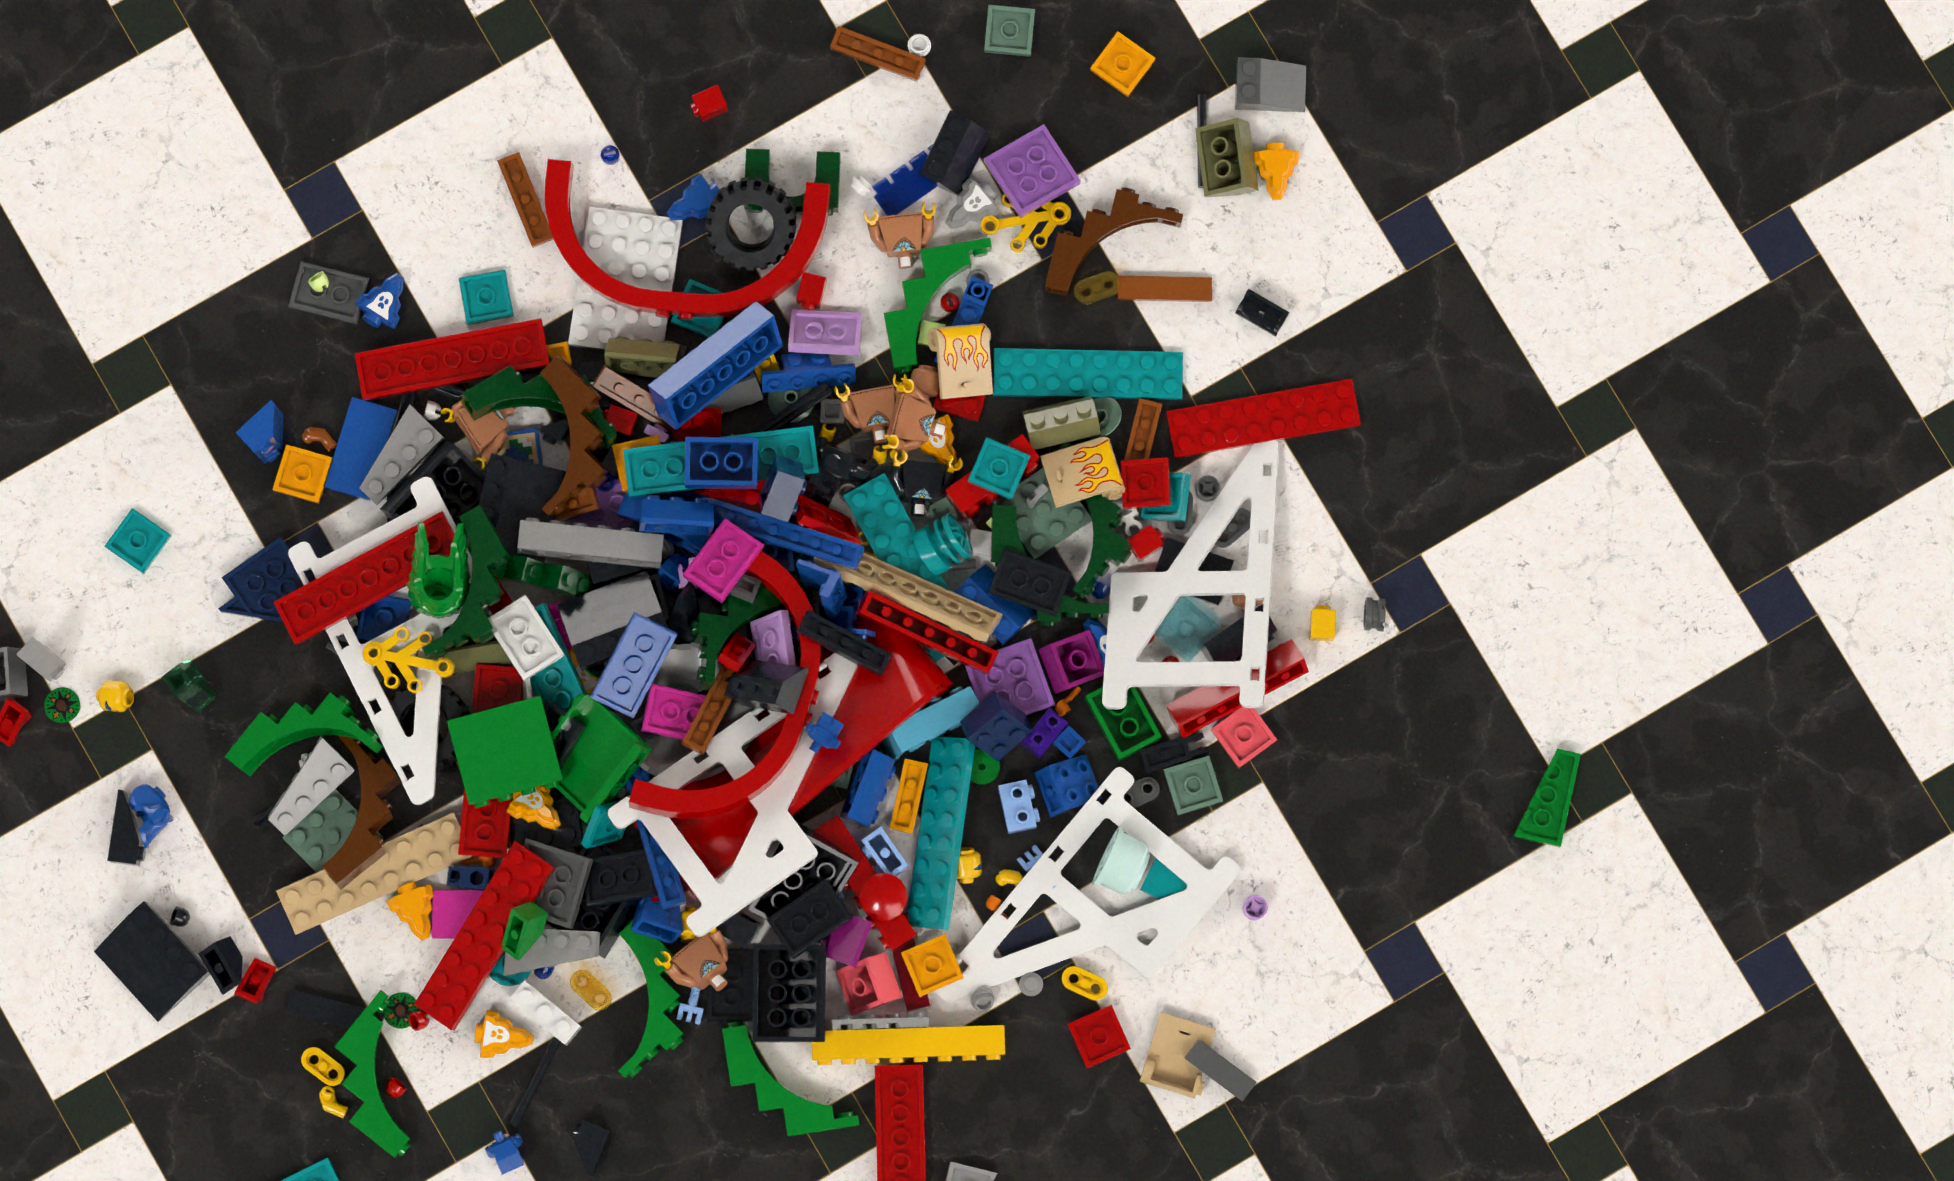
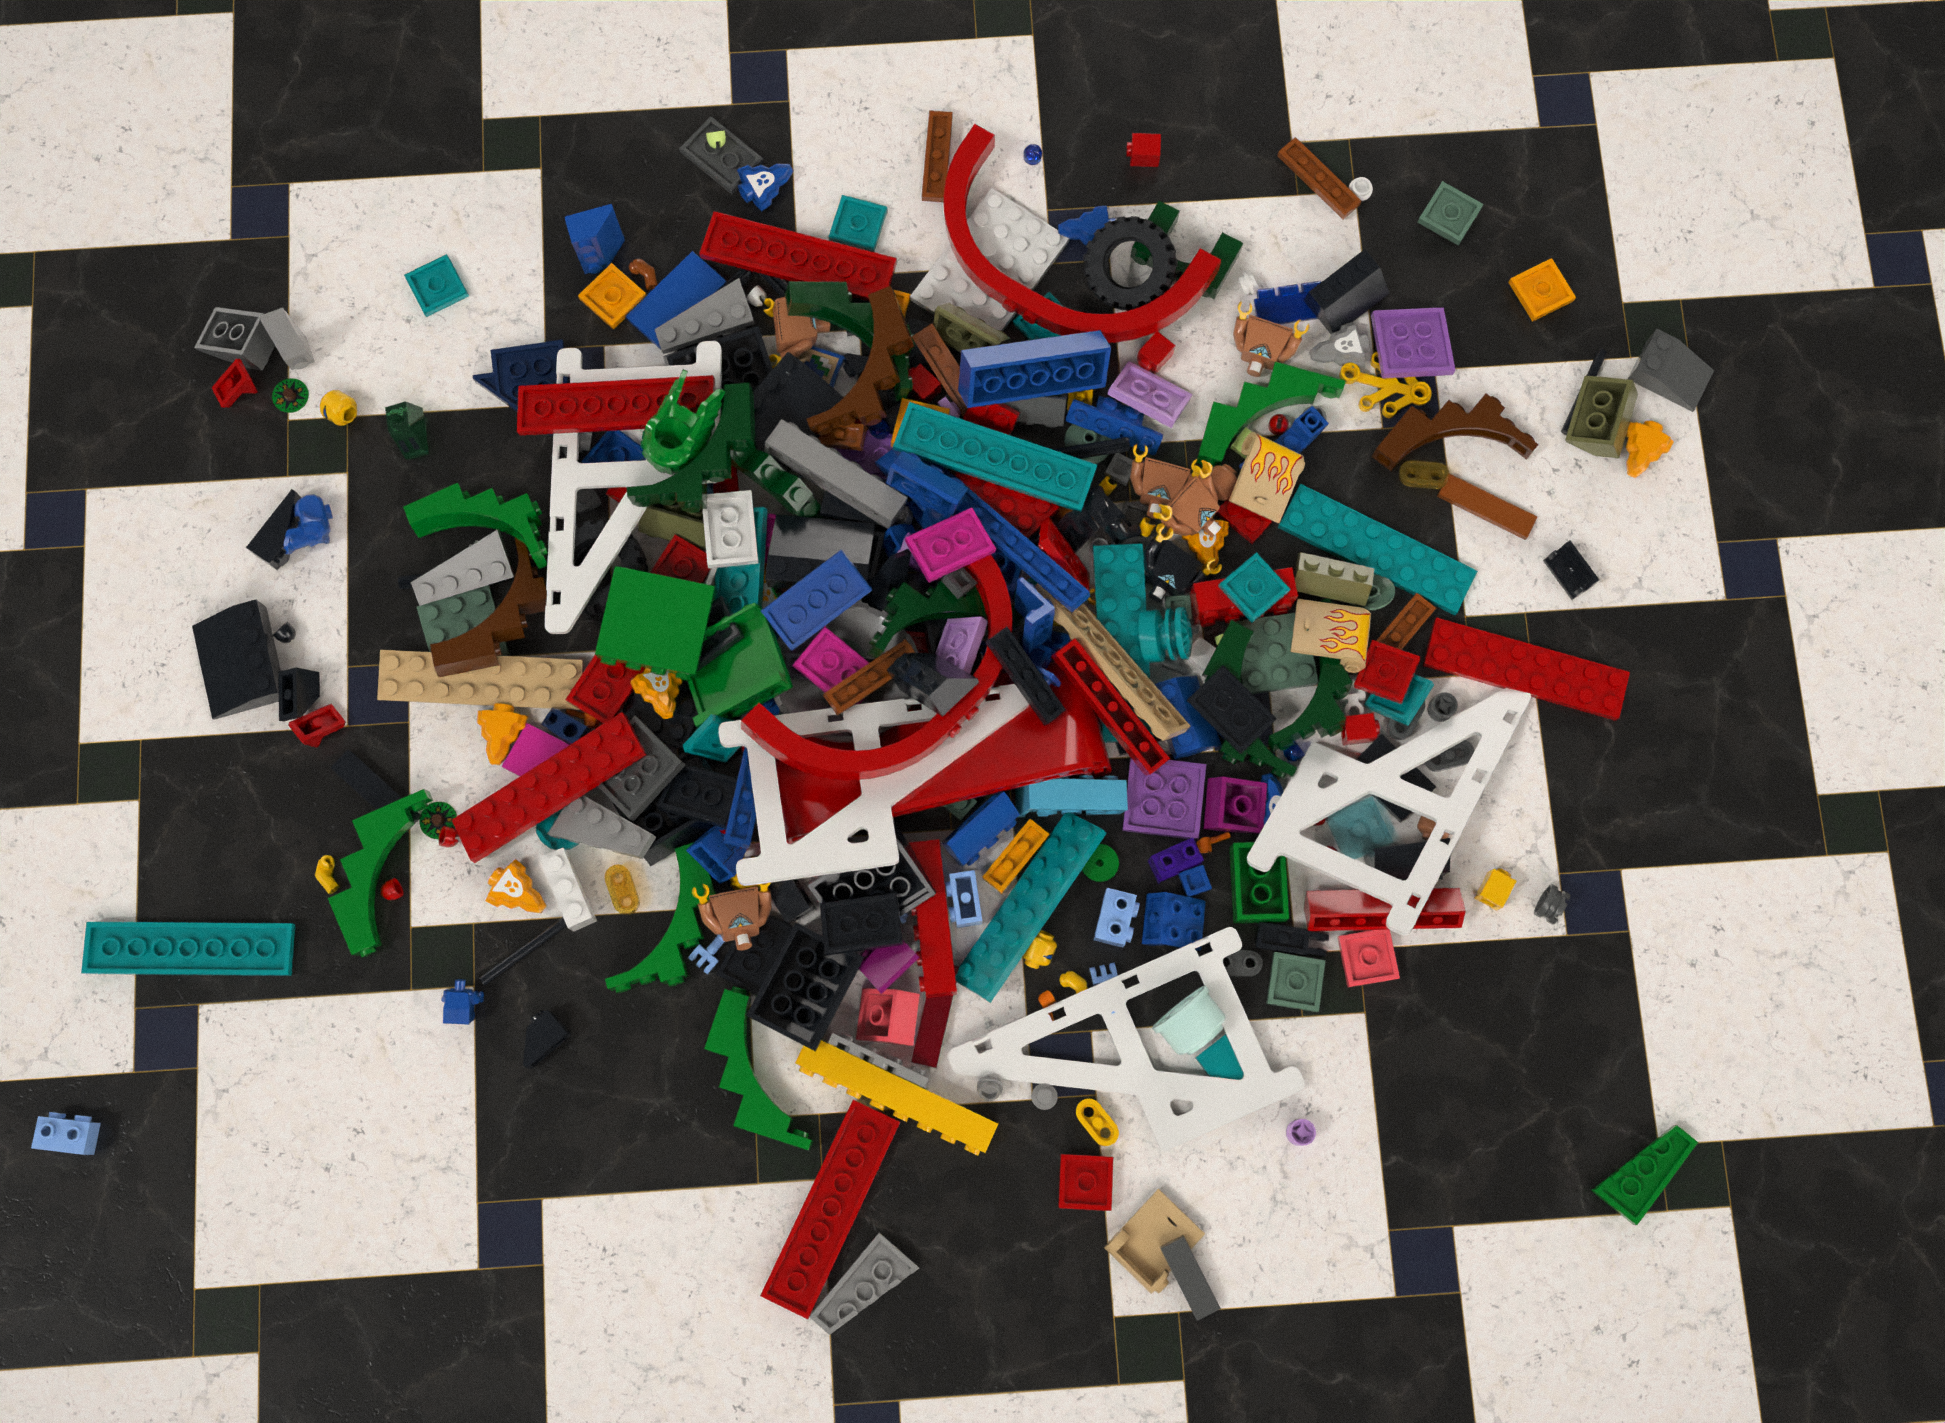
camera: 30 degrees right, 5 degrees down
(323, 1067) = (336, 837): yellow plate -> none
(403, 659) = (607, 492): yellow plant -> none
(523, 929) = (585, 797): green slope -> none
(544, 973) = (587, 851): clear blue hinge -> none
(721, 463) = (994, 453): blue brick -> none
(736, 652) = (919, 637): red plate -> none
(782, 488) = (1039, 504): brick -> none
(824, 732) = (964, 750): blue piece -> none
(883, 896) = (942, 938): red dish -> none
(932, 965) = (957, 1029): light orange plate -> none
(996, 726) = (1132, 829): dark blue brick -> none
(1040, 492) = (1282, 632): light grey tile -> none

